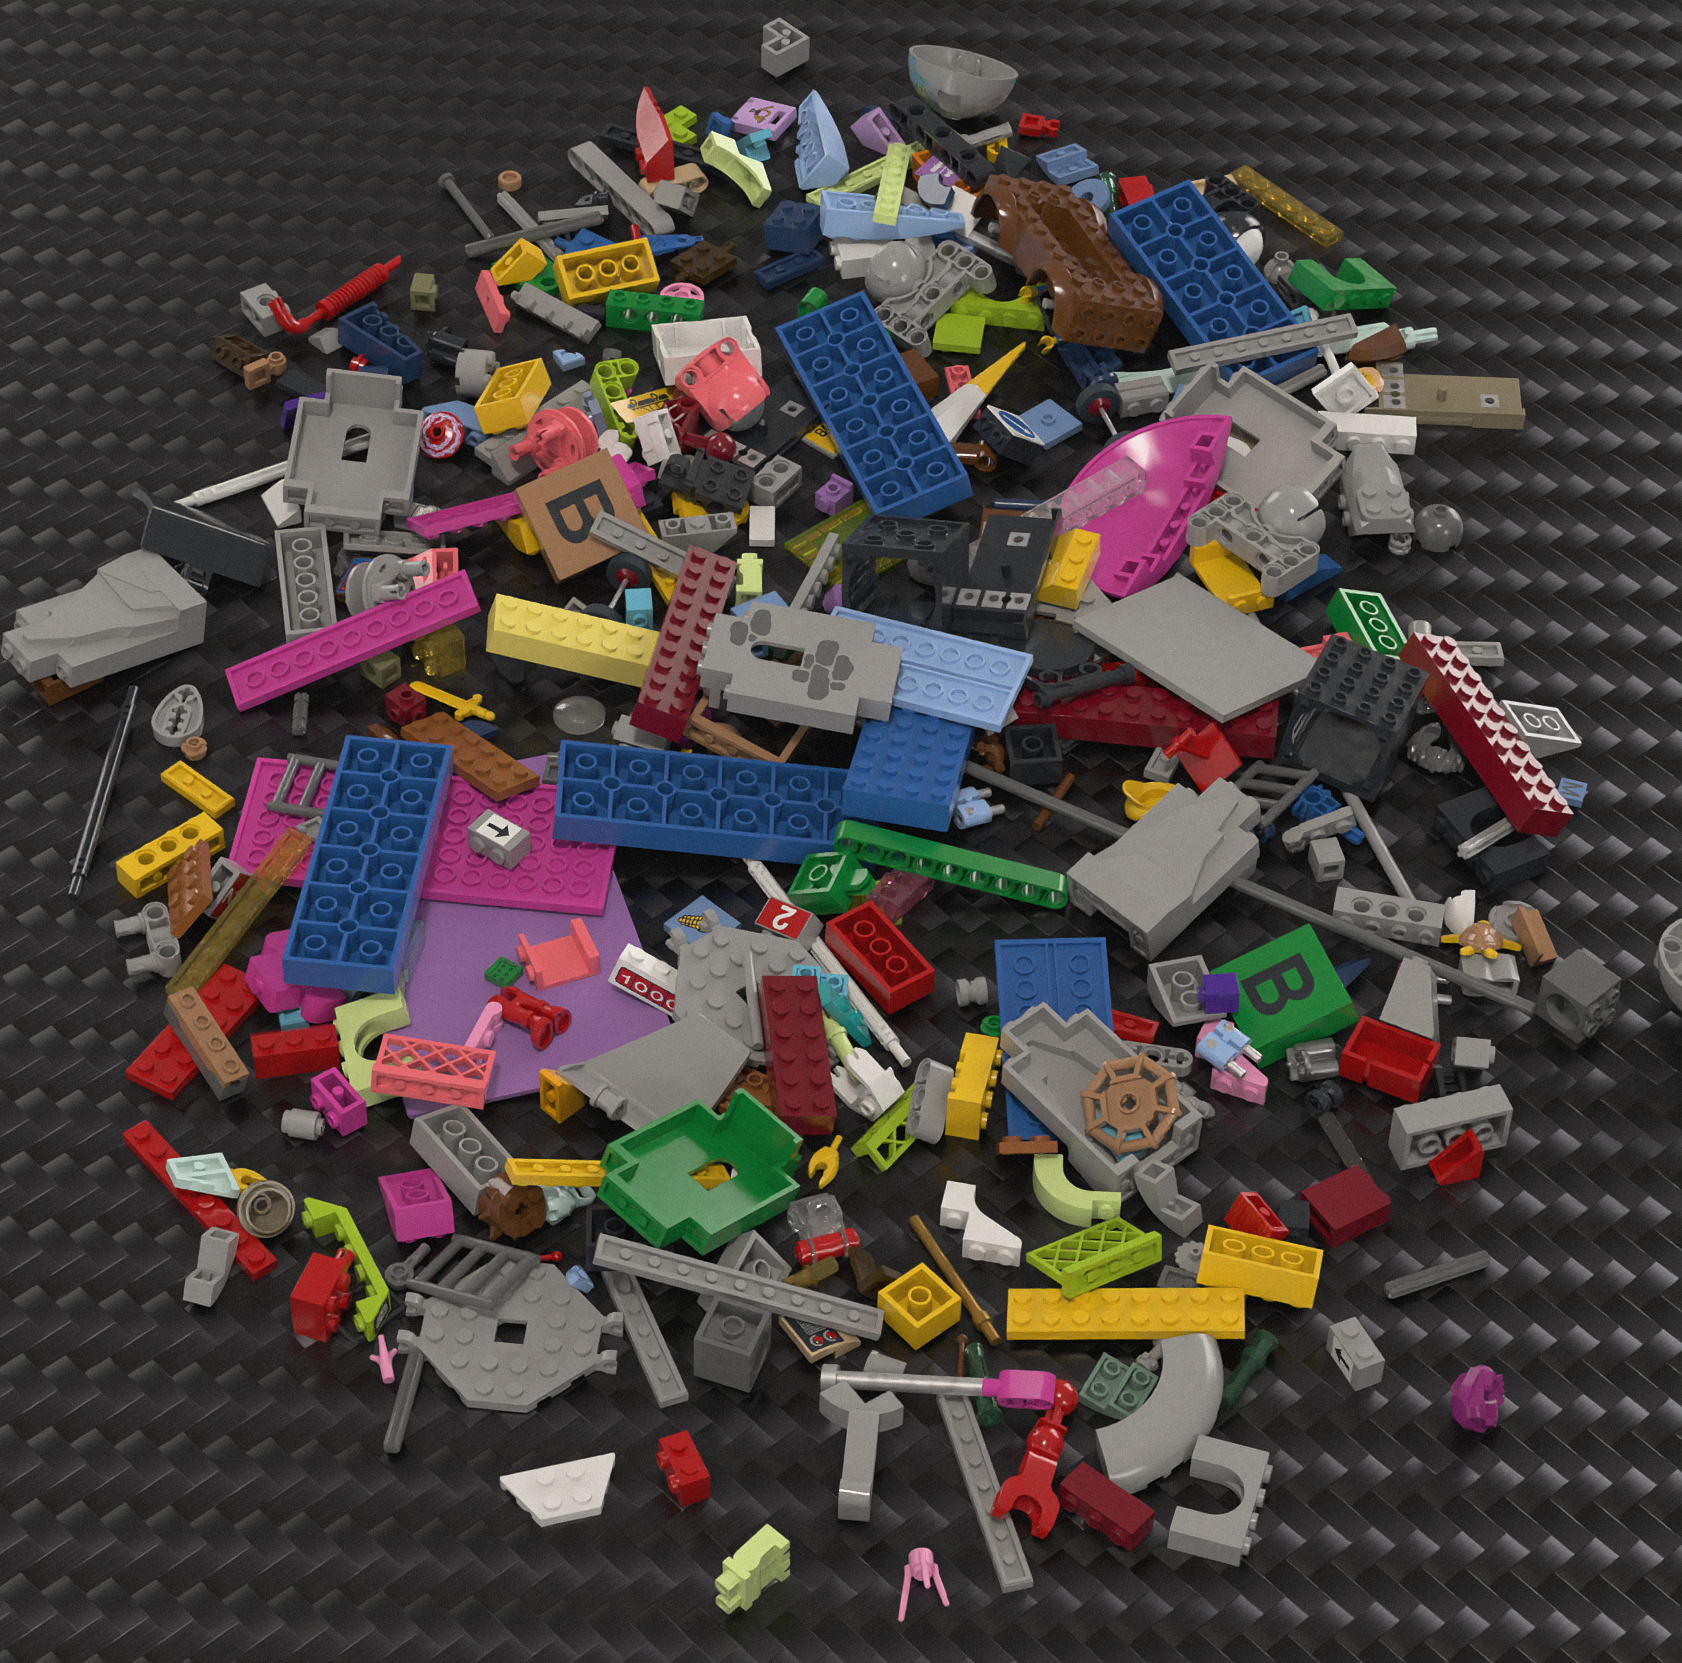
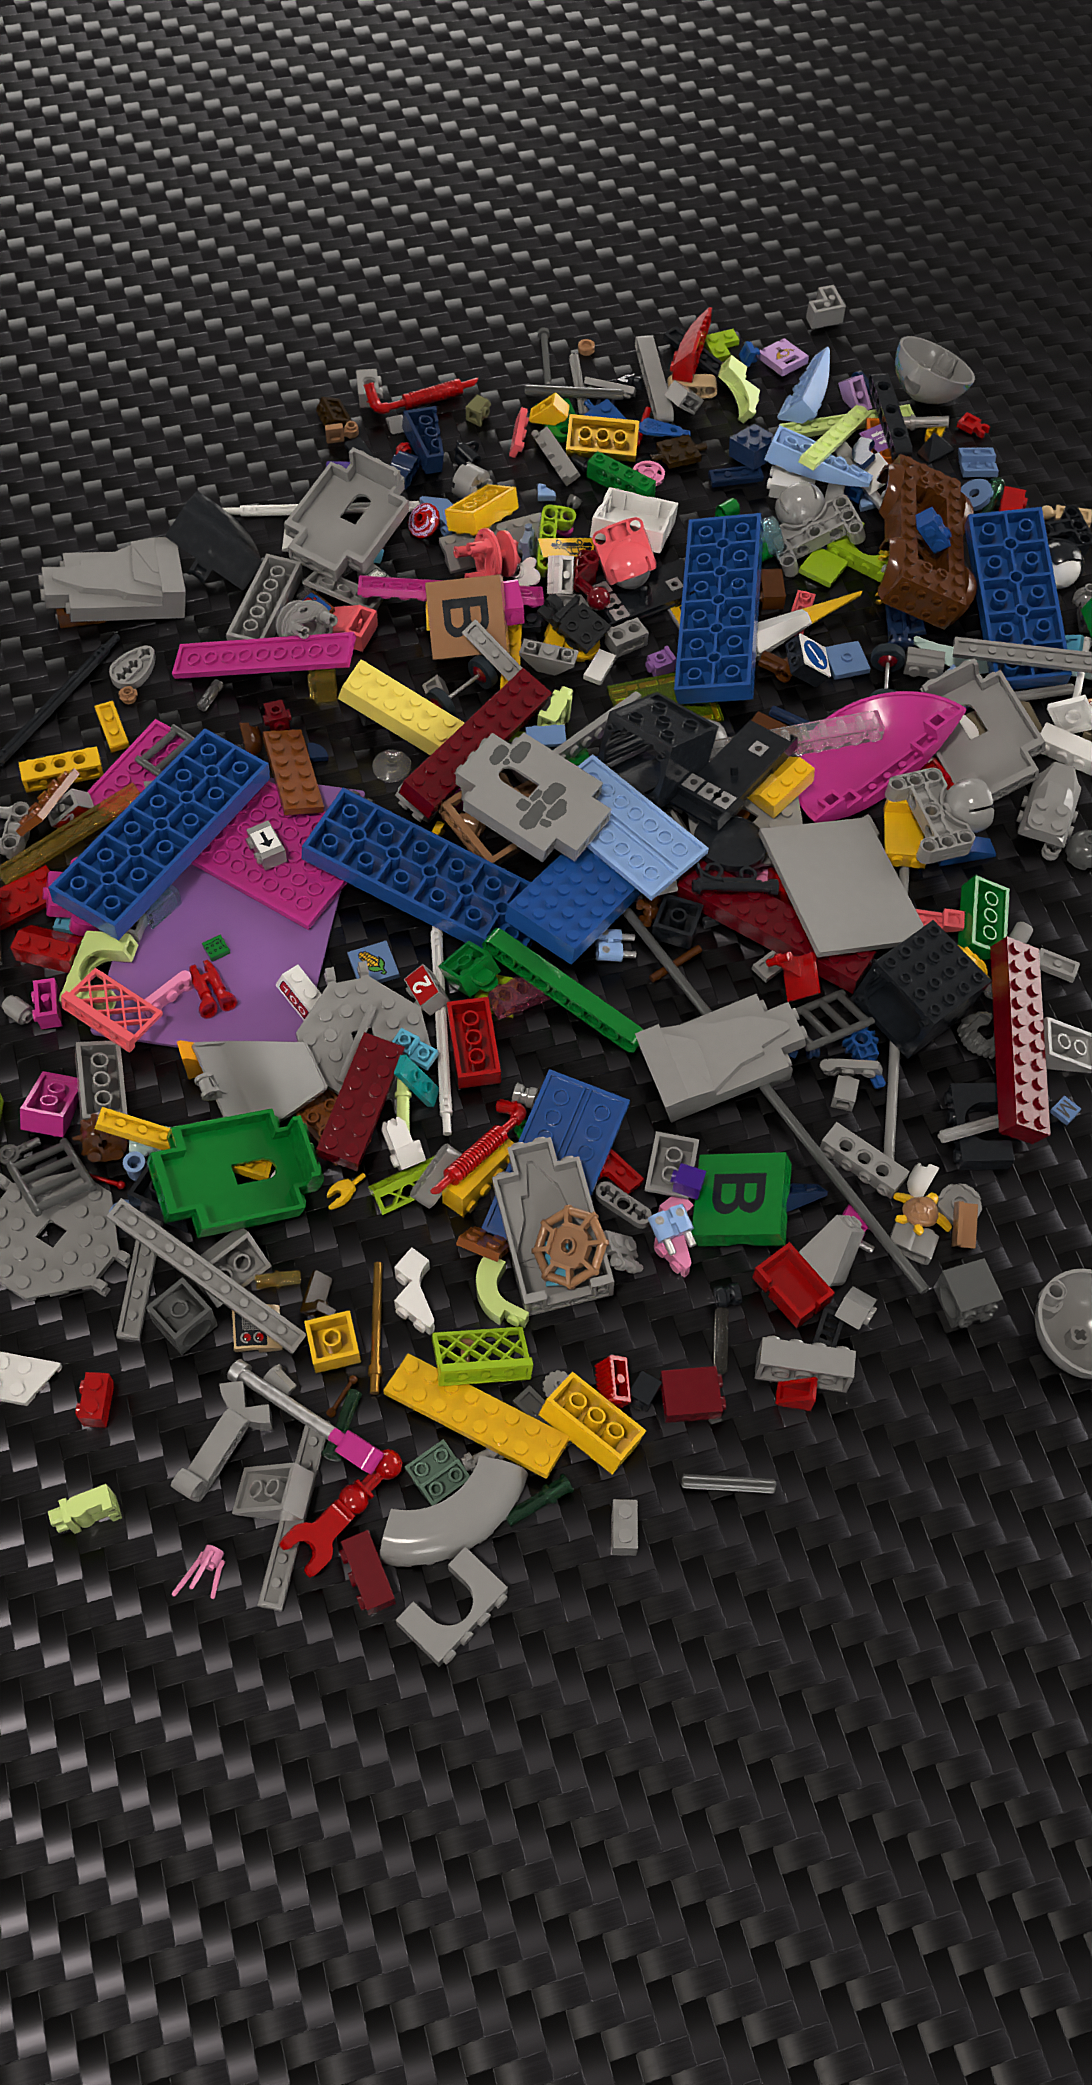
camera: 25 degrees right, 15 degrees up
(382, 668) = (281, 682): olive brick -> none
(464, 707) = (319, 731): yellow sword -> none
(560, 959) = (257, 952): coral panel -> none
(568, 1224) = (134, 1164): none -> light blue brick
(639, 608) = (467, 703): medium azure brick -> none
(755, 145) = (764, 376): medium azure slope -> none
(820, 1229) = (304, 1245): clear piece -> none
(886, 313) = (772, 535): none -> clear light blue tile
(951, 1470) = (274, 1492): none -> light grey slope
(969, 1044) = (483, 1147): none -> red piece
(1079, 244) = (933, 530): none -> blue brick
(1143, 797) = (740, 987): yellow piece -> none
(1159, 1190) = (560, 1327): light grey brick -> none
(1312, 1060) = (736, 1259): flat silver piece -> none
(1477, 1398) = (690, 1603): magenta helmet -> none

